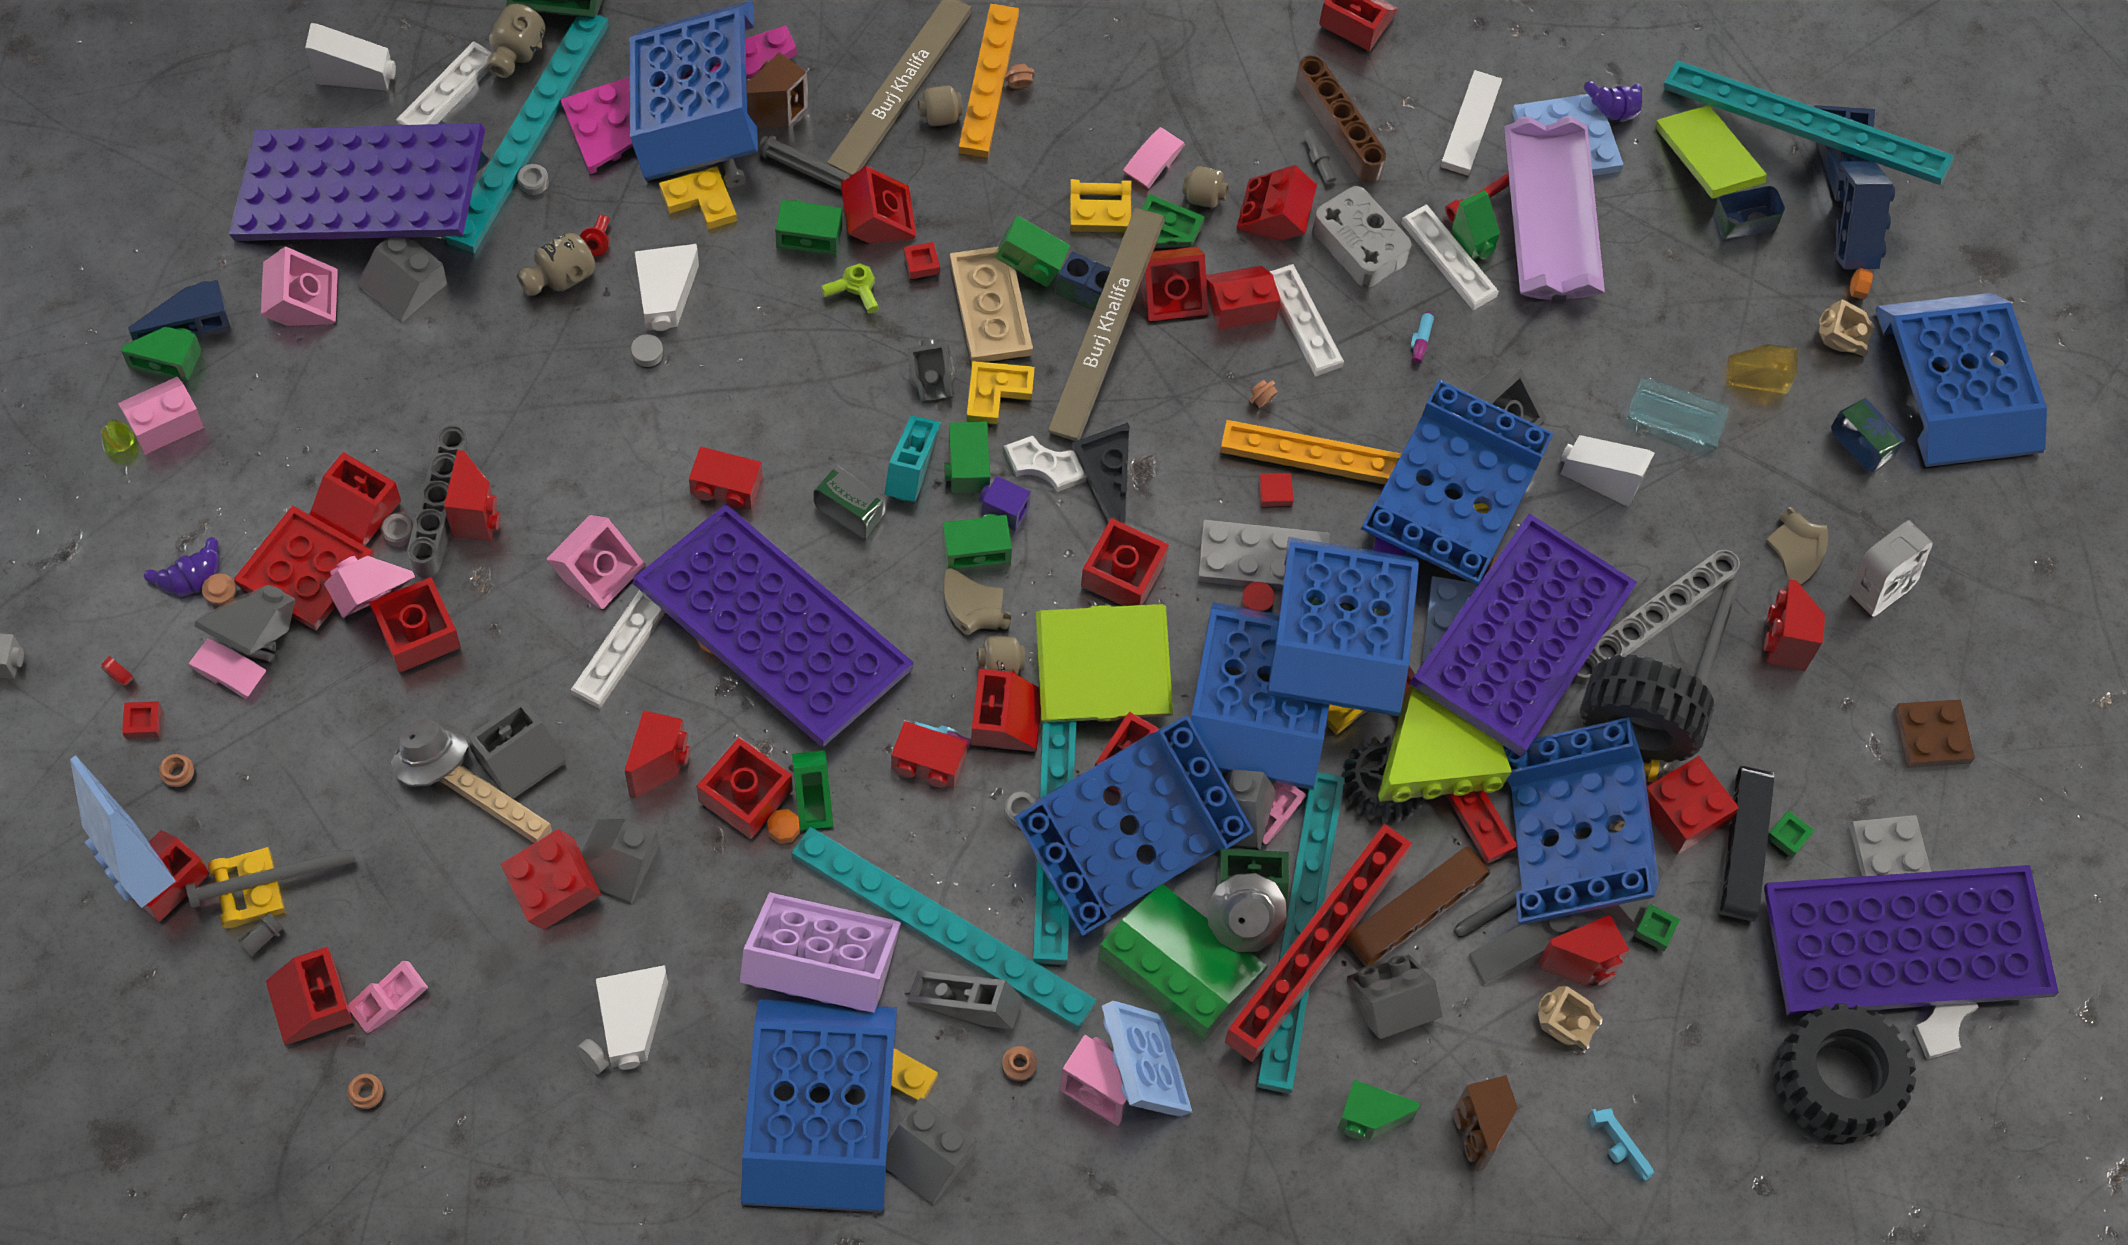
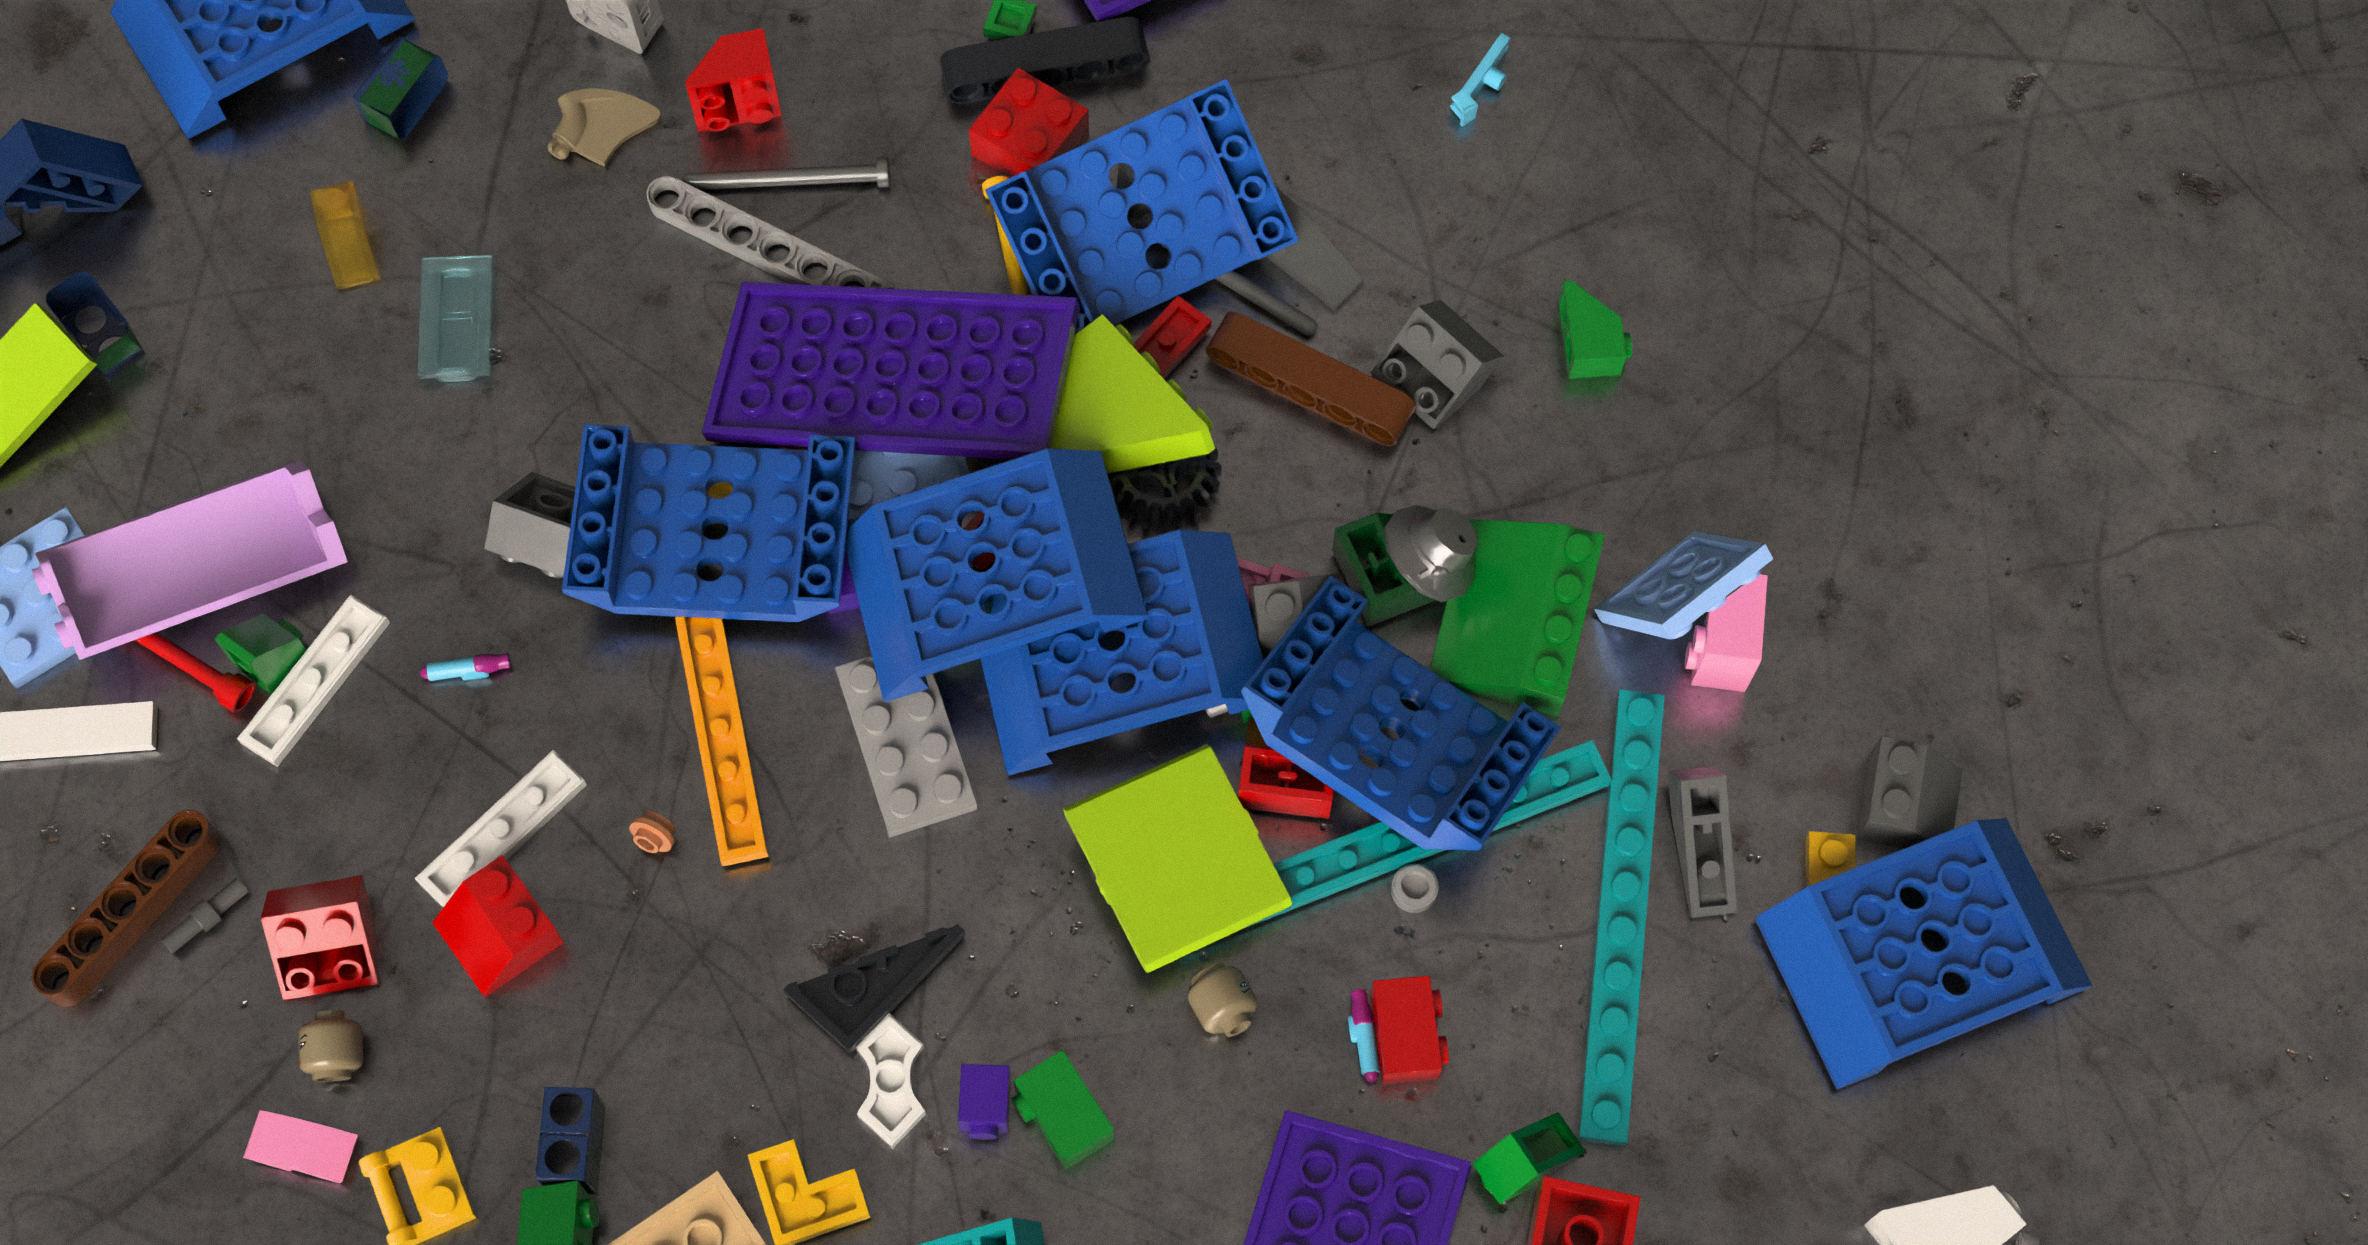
camera: 110 degrees left, 5 degrees up
(783, 826) = (1594, 1169): orange tile -> none
(819, 952) = (1741, 1037): lavender slope -> none
(968, 457) = (935, 1181): green brick -> none
(973, 604) = (1153, 1078): dark tan arm -> none
(1006, 711) = (1301, 959): red slope -> none
(1019, 1073) = (1739, 755): nougat plate -> none
(1106, 324) = (640, 1073): dark tan tile -> none
(1124, 564) = (1013, 896): red brick -> none
(1175, 284) = (517, 1025): red slope -> none
(1180, 224) = (420, 1081): green wing -> none
(1258, 597) = (972, 720): red tile -> none
(1276, 489) = (796, 761): red tile -> none
(1306, 898) = (1437, 487): teal plate -> none
(1317, 943) = (1434, 451): red brick -> none
(1361, 236) = (343, 809): light grey axle -> none
(1484, 1116) = (1544, 206): reddish brown slope -> none
(1568, 1017) = (1368, 174): tan hand -> none
(1586, 953) = (1289, 158): red slope -> none
(1606, 467) = (588, 360): white slope -> none
(1663, 702) = (947, 190): black tyre -> none
(1846, 328) = (242, 158): tan hand -> none
(1861, 283) = (157, 160): orange tile -> none

